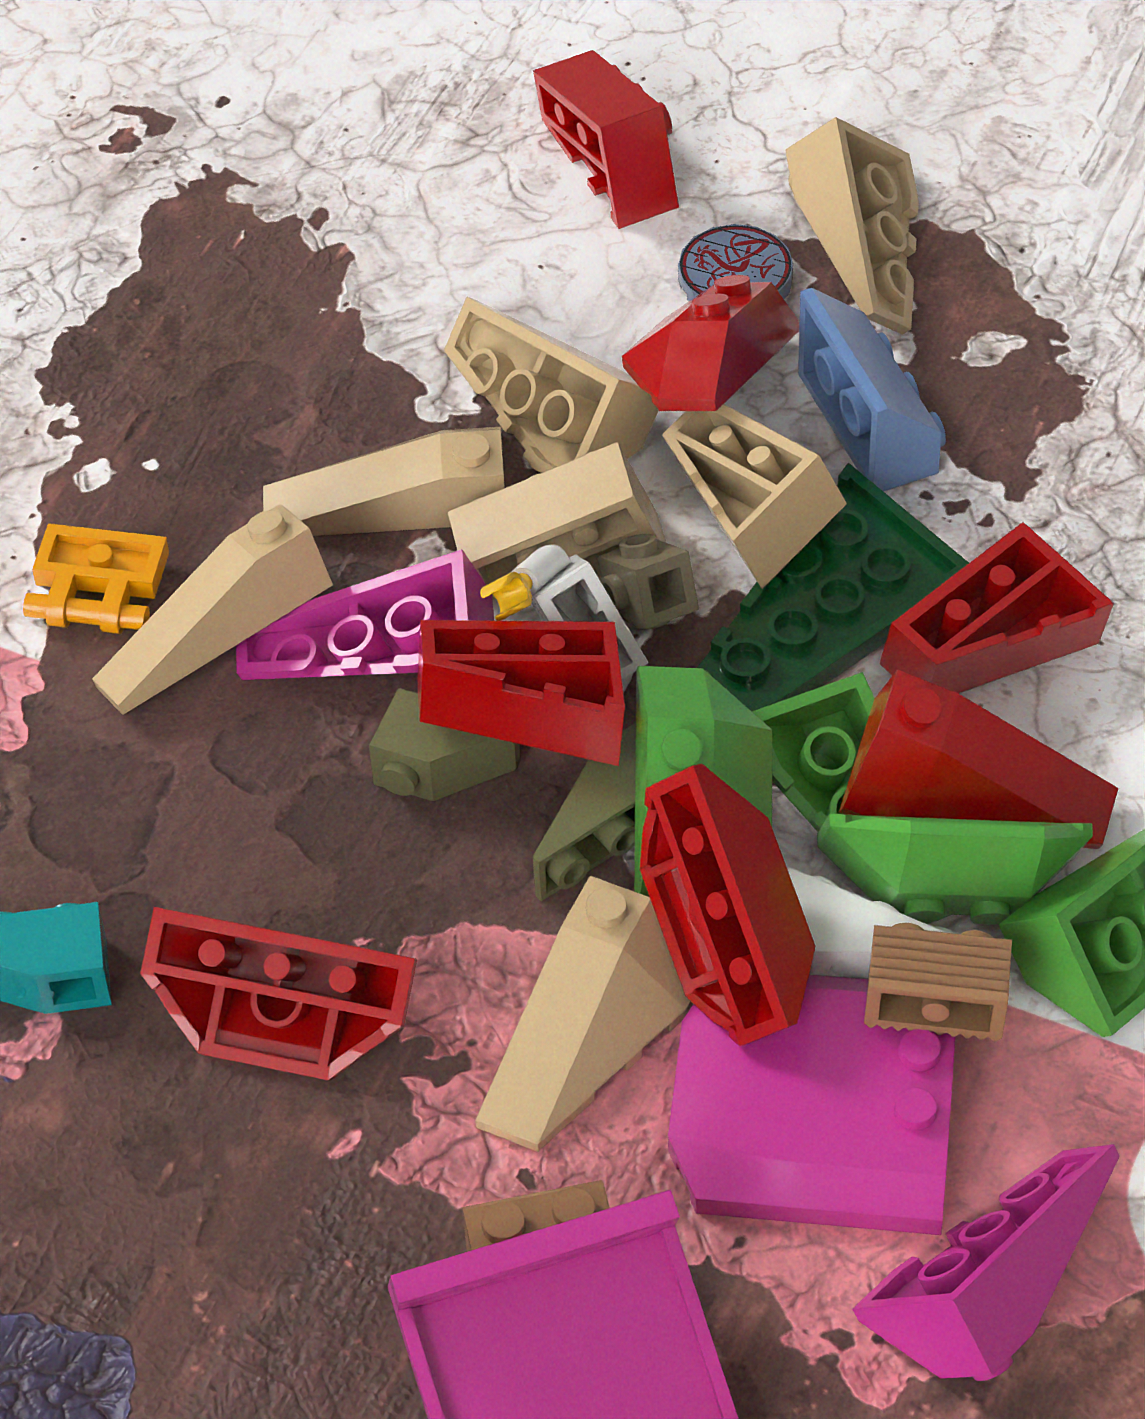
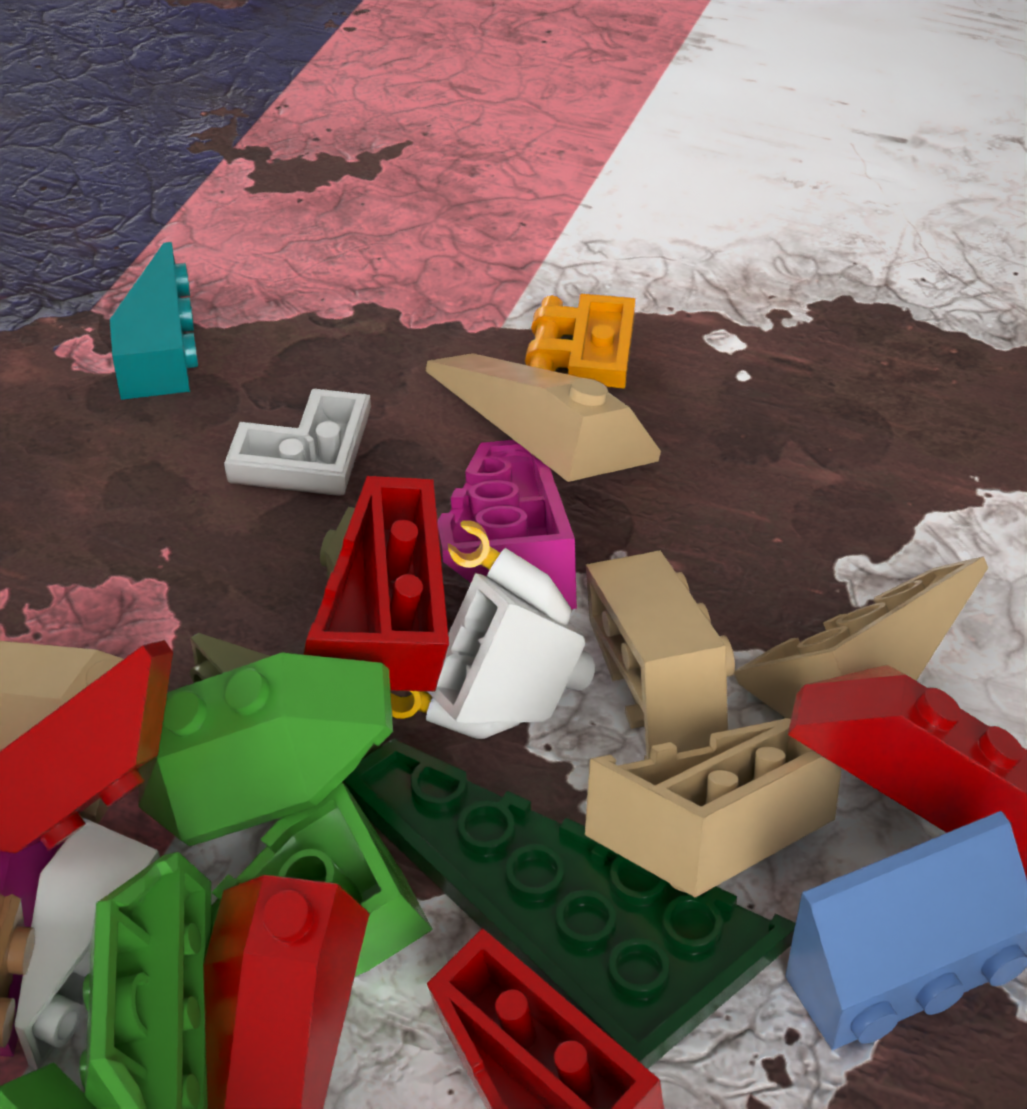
camera: 85 degrees right, 5 degrees down
(256, 797) = (305, 458): none -> white brick
(274, 993) = (96, 468): red wedge -> none
(395, 486) = (734, 547): tan wedge -> none
(649, 581) = (579, 721): dark tan brick -> none

